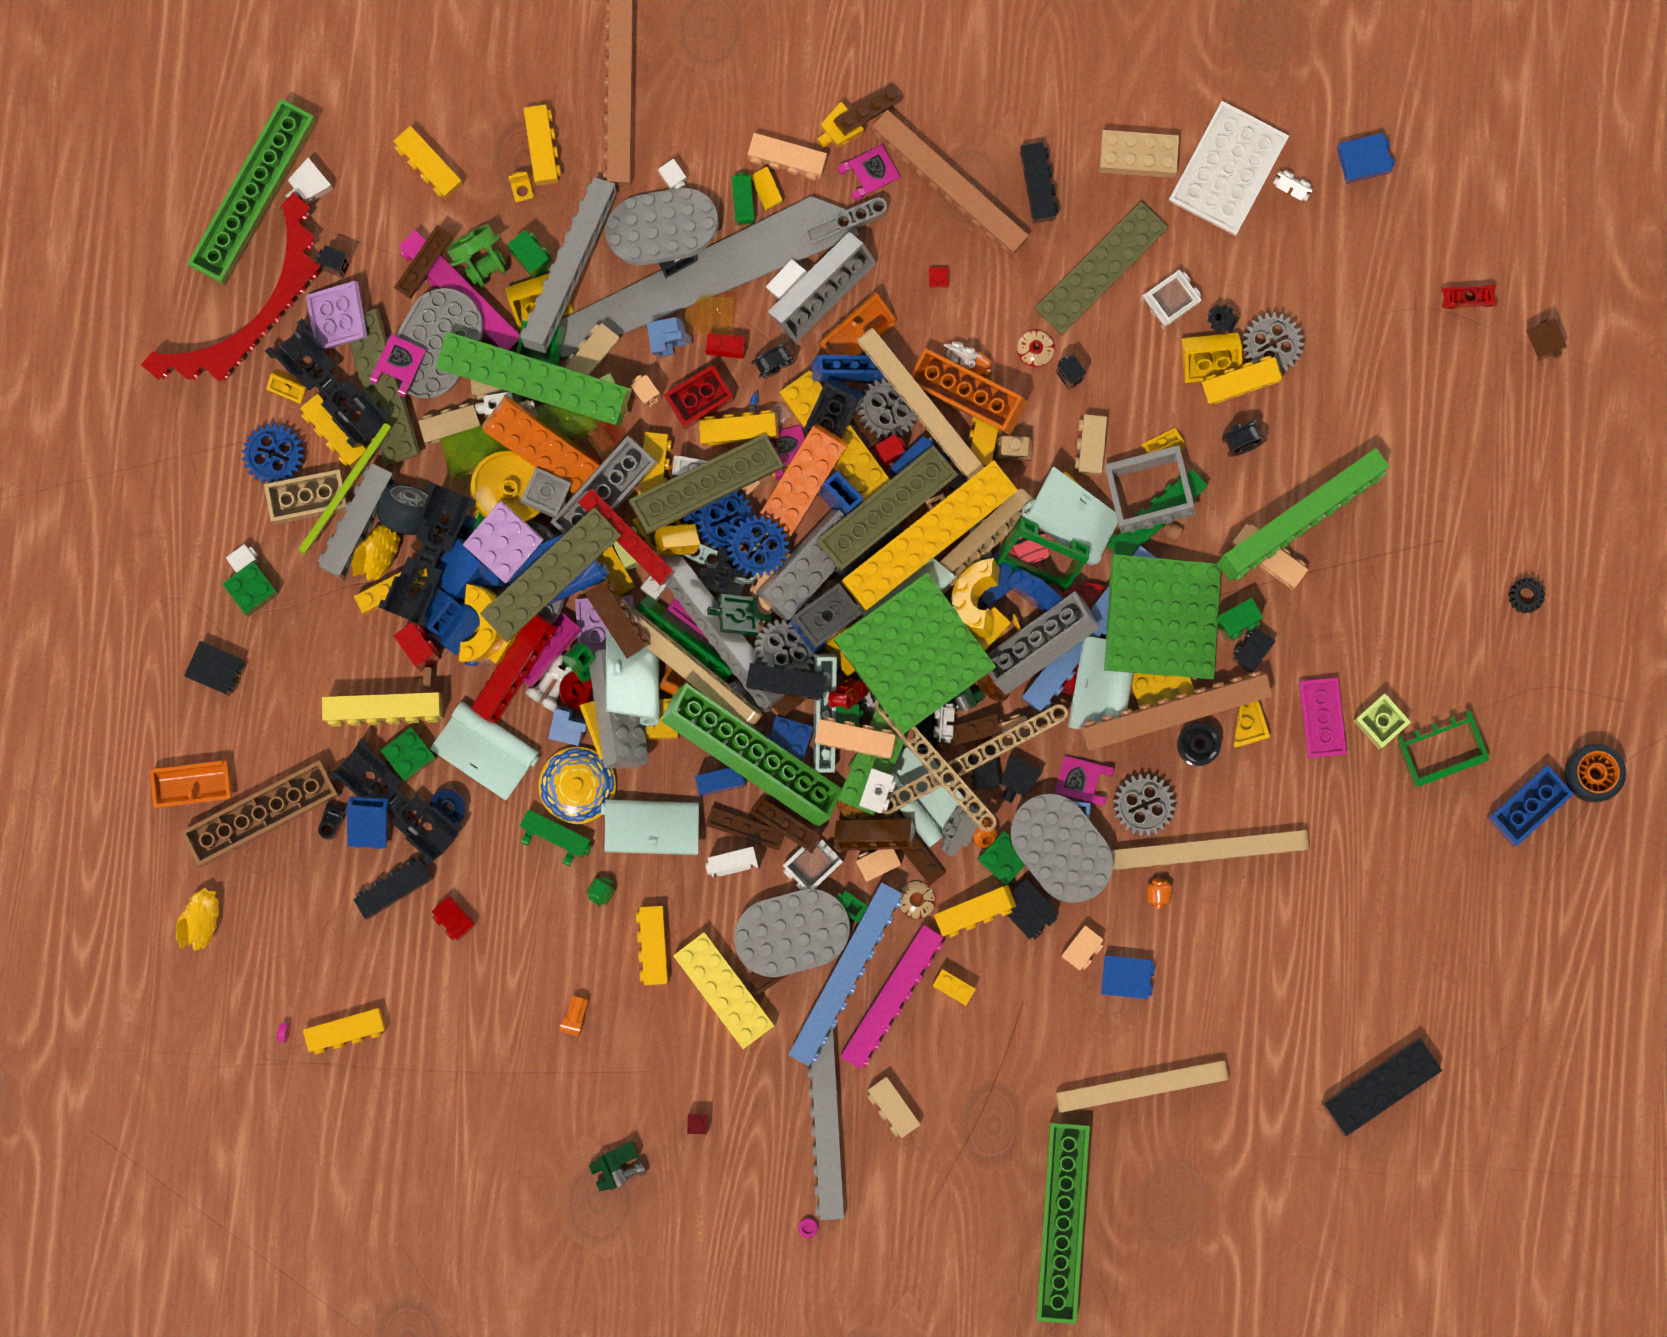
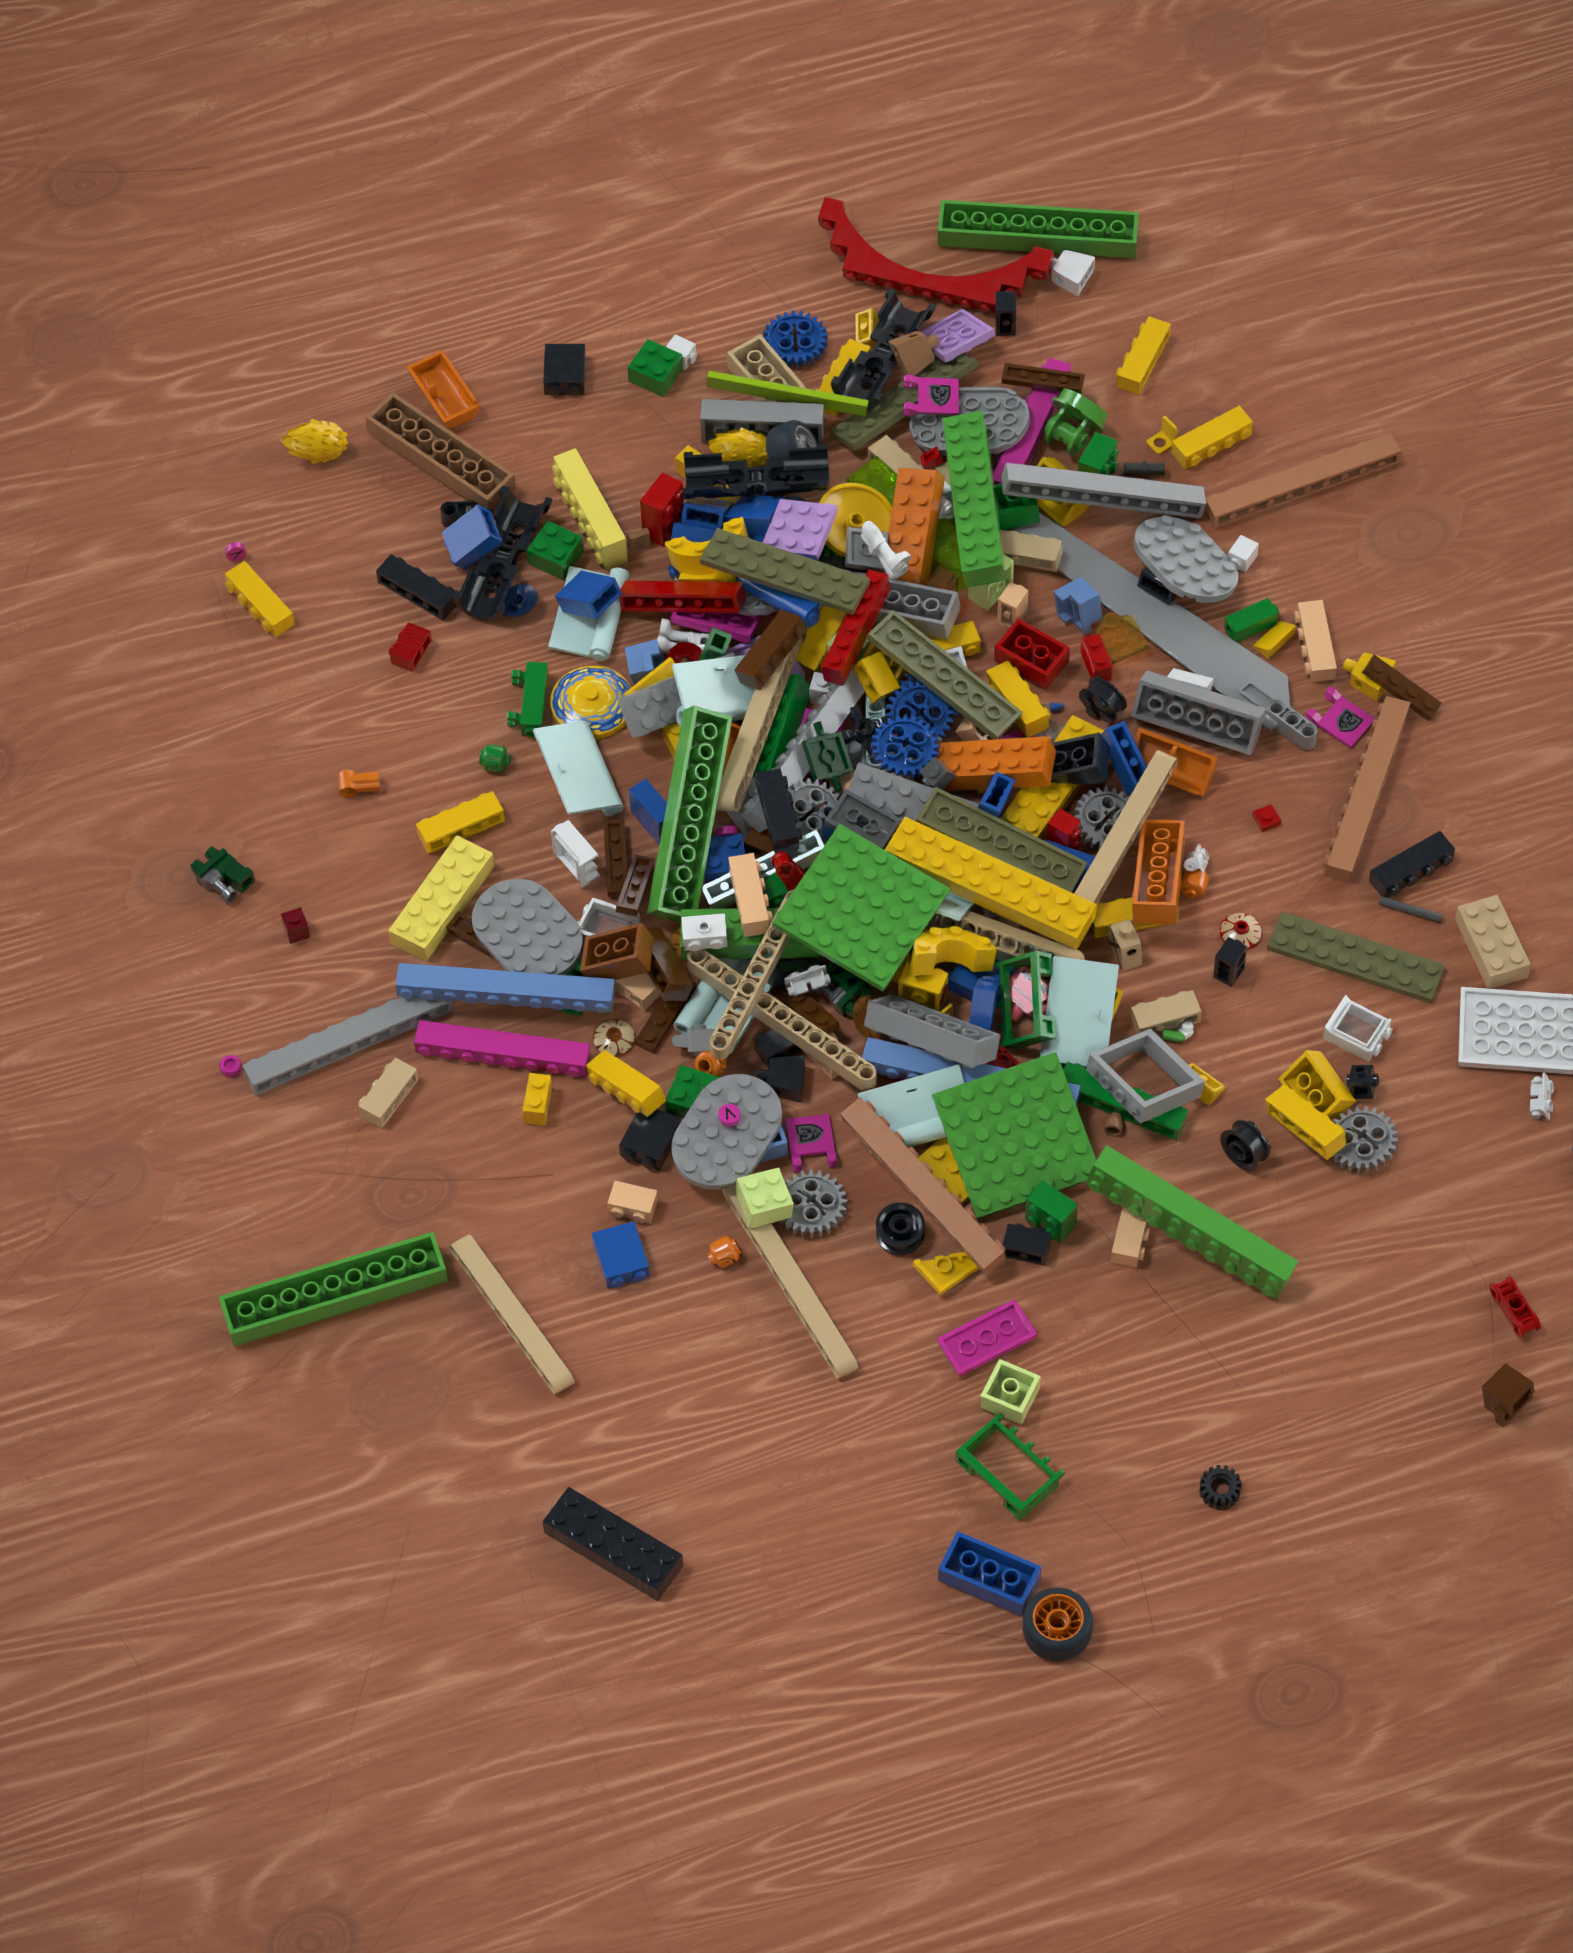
camera: 70 degrees right, 25 degrees down
(344, 359) = (914, 351): none -> medium nougat torso
(461, 393) = (931, 458): none -> red plate
(477, 747) = (588, 594): none -> blue brick
(546, 216) = (1144, 468): none -> pearl dark grey pin
(550, 483) = (893, 563): none -> white piece
(767, 727) = (726, 830): none -> dark pink tile
(798, 531) = (937, 774): none -> dark grey brick
(858, 870) = (618, 953): none -> dark orange brick
(1054, 841) = (729, 1115): none -> dark pink tile
(1075, 203) = (1411, 909): none -> dark grey bar
(1113, 442) = (1179, 1035): none -> arm
(1134, 843) = (764, 1198): none -> yellowish green brick

